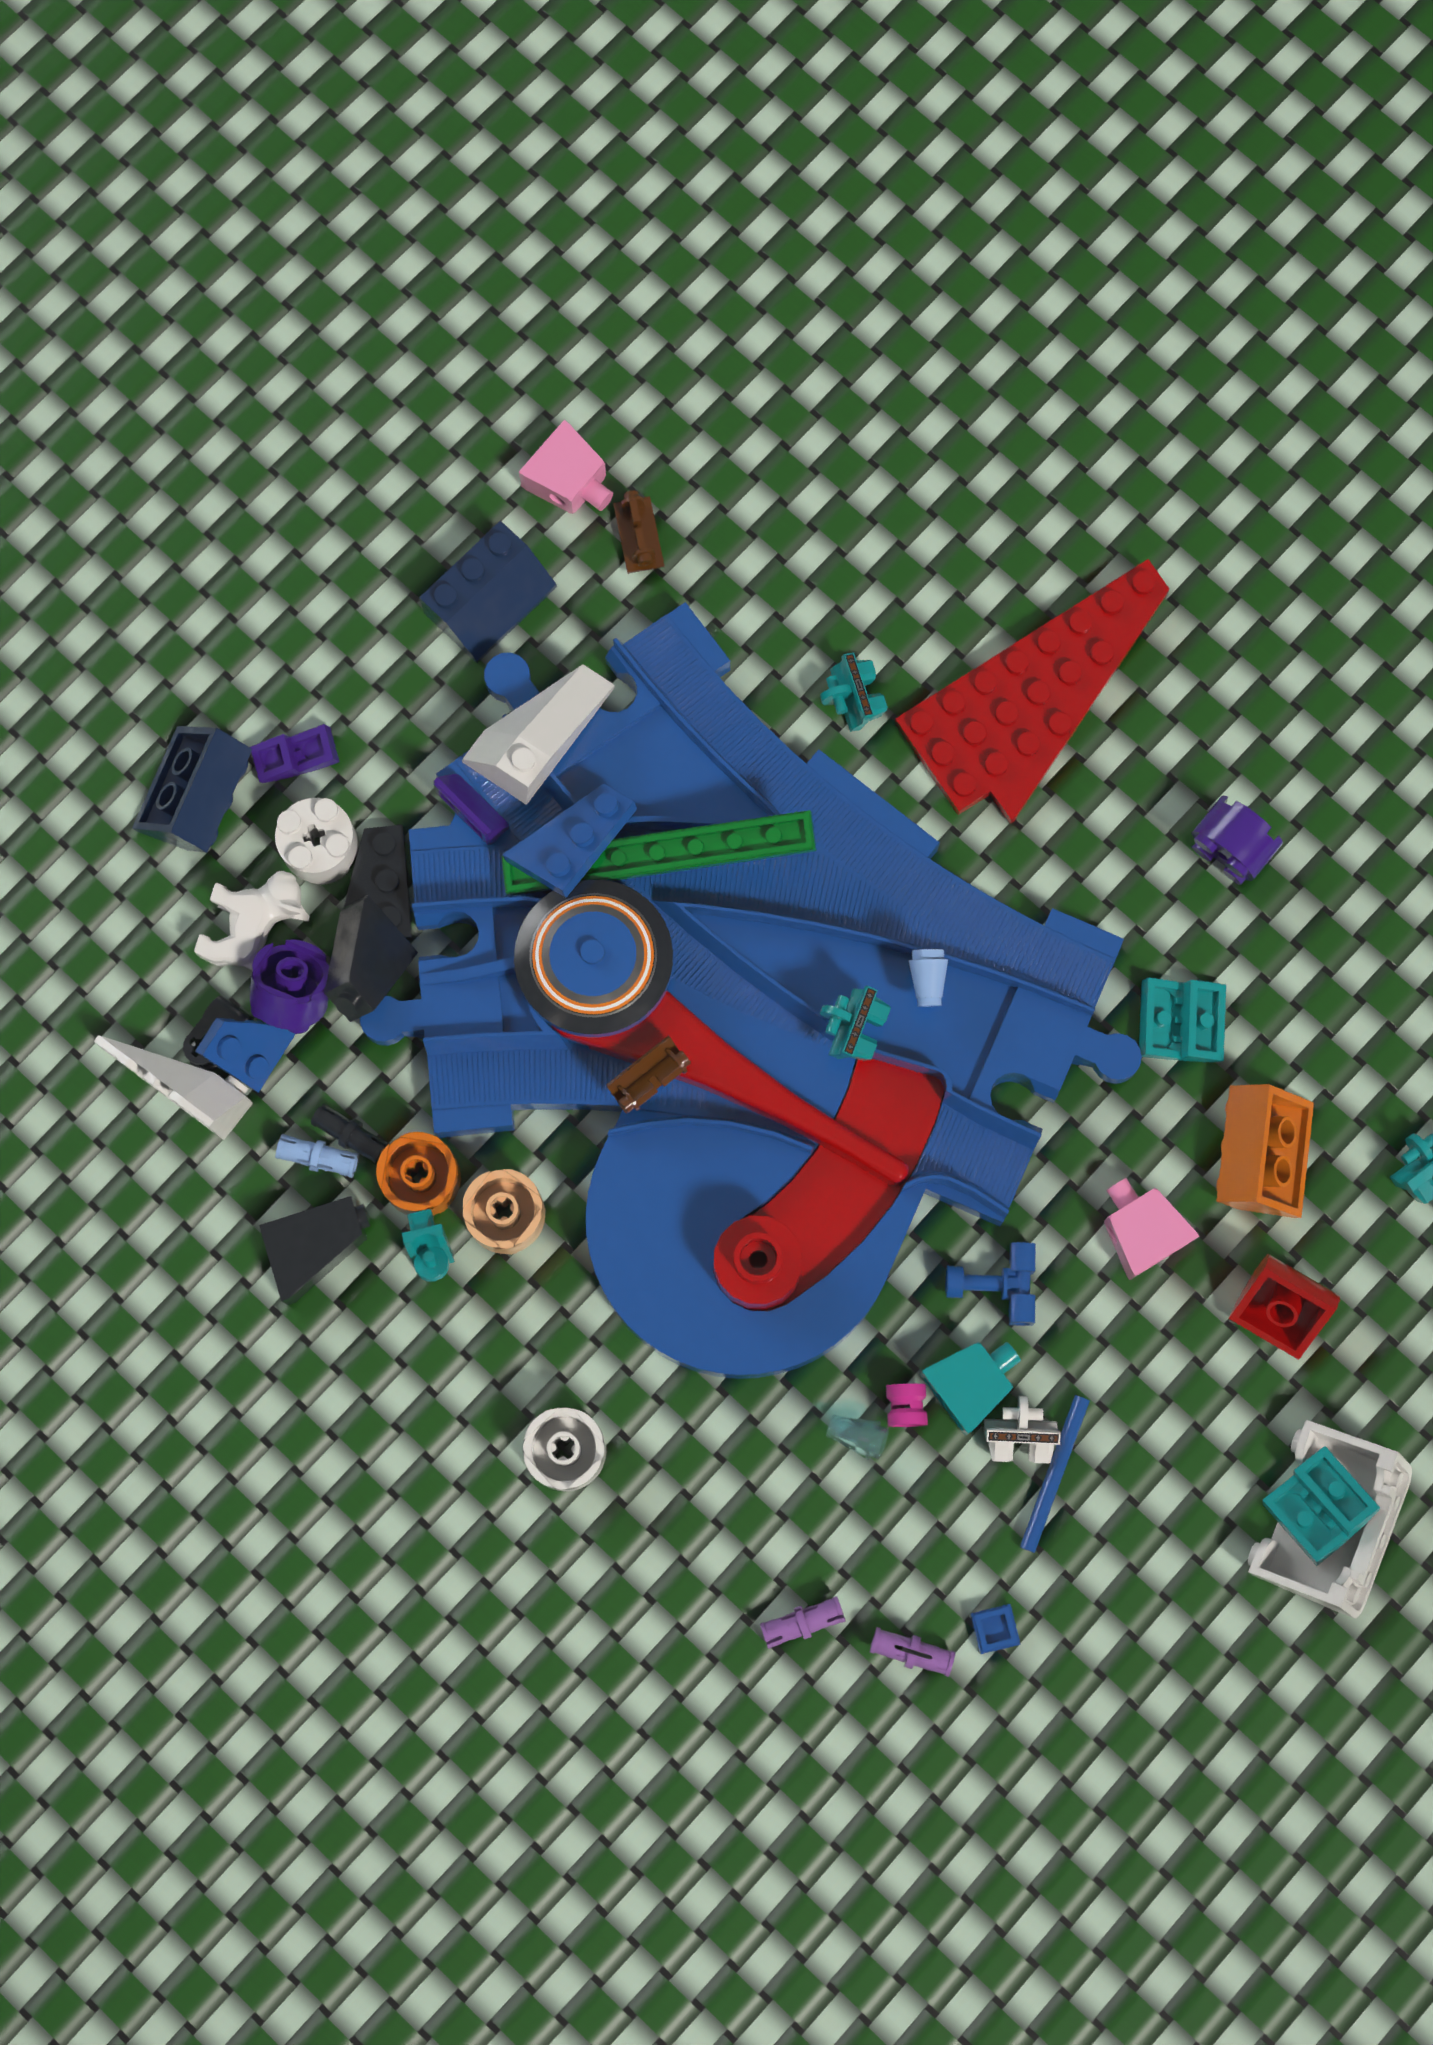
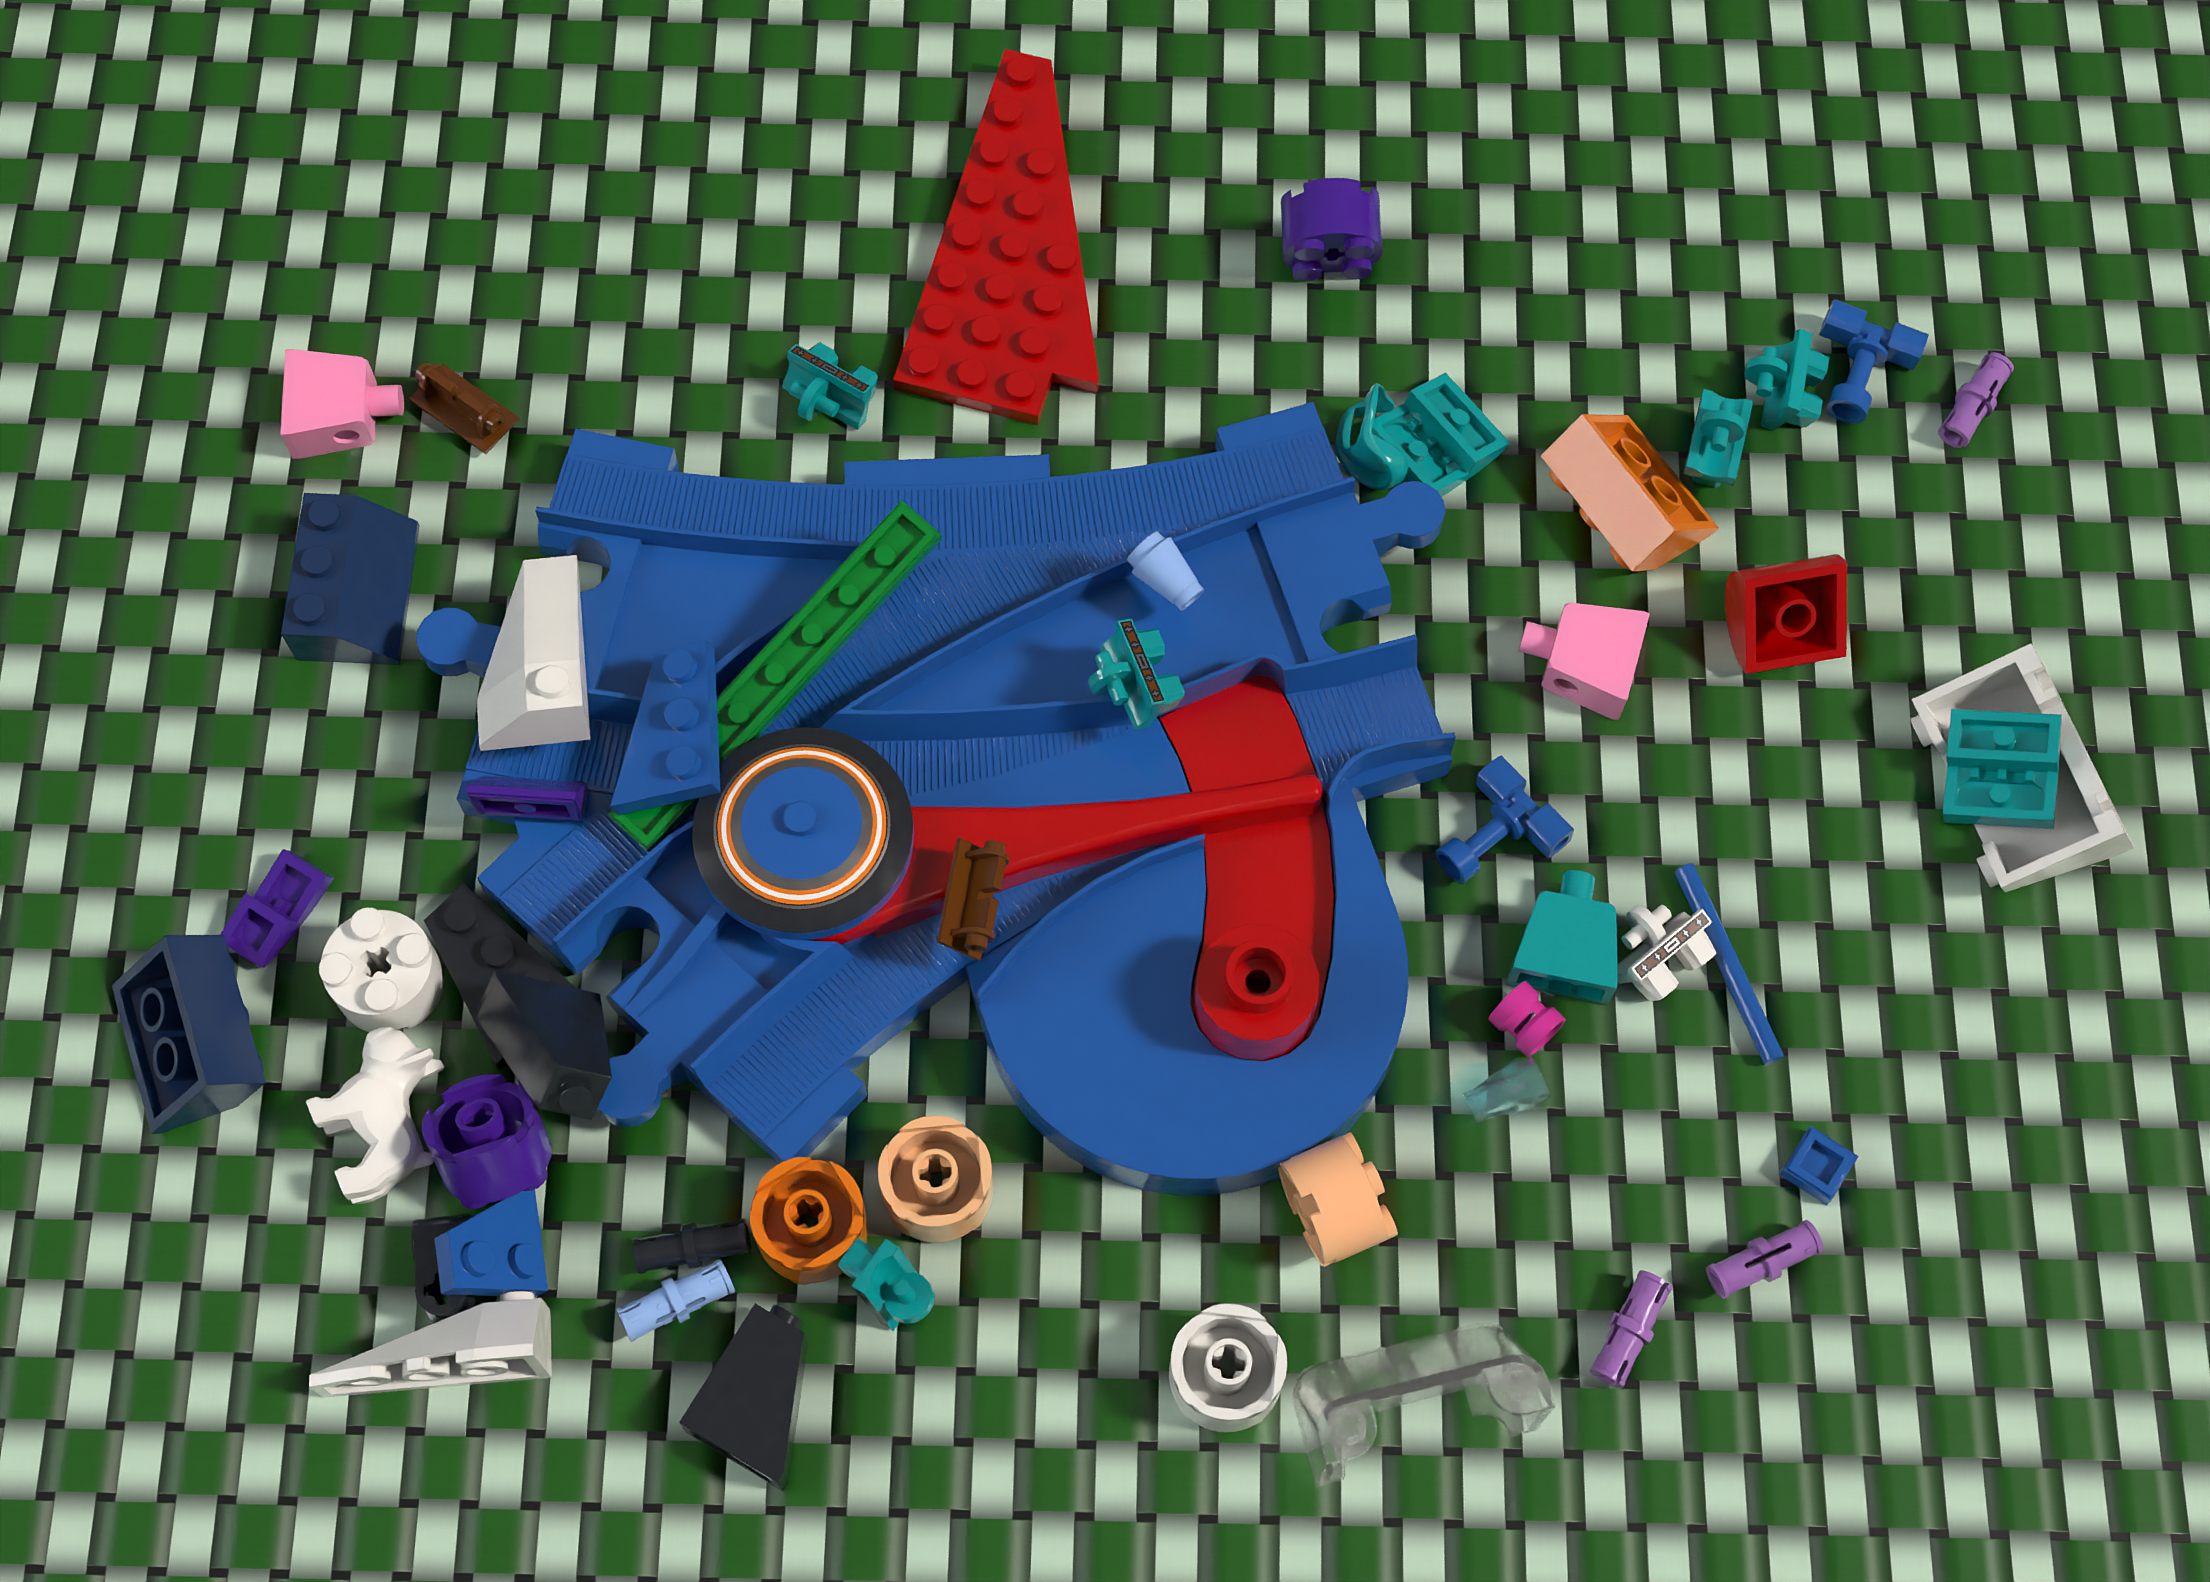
camera: 45 degrees left, 10 degrees down
(657, 1537) = (1340, 1395): none -> clear windscreen
(703, 1412) = (1337, 1199): none -> light nougat brick
(1126, 1003) = (1370, 458): none -> teal piece
(1348, 1164) = (1717, 439): none -> teal hips

